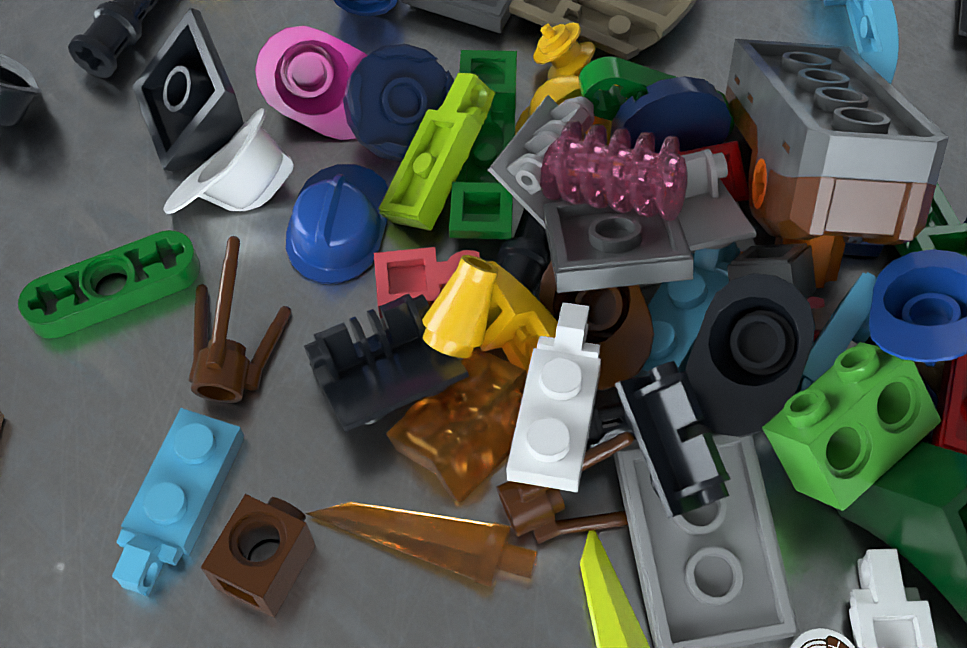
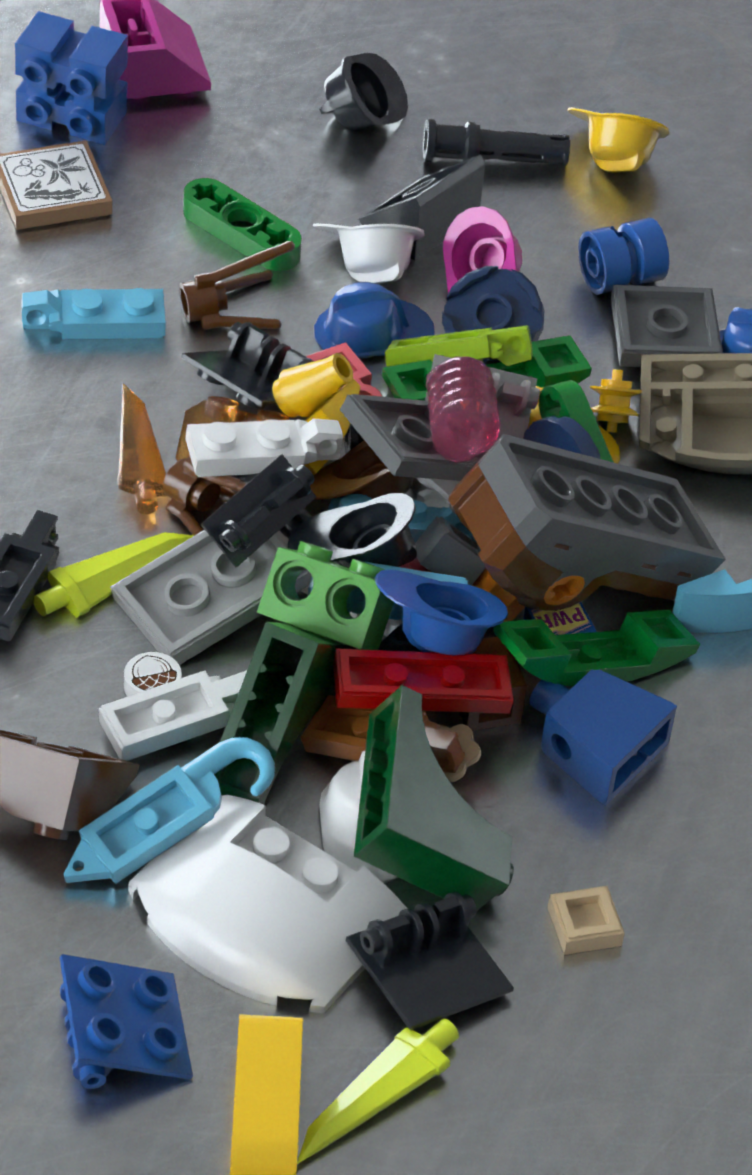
camera: 60 degrees right, 15 degrees down
(267, 581) = (77, 359): reddish brown brick -> none

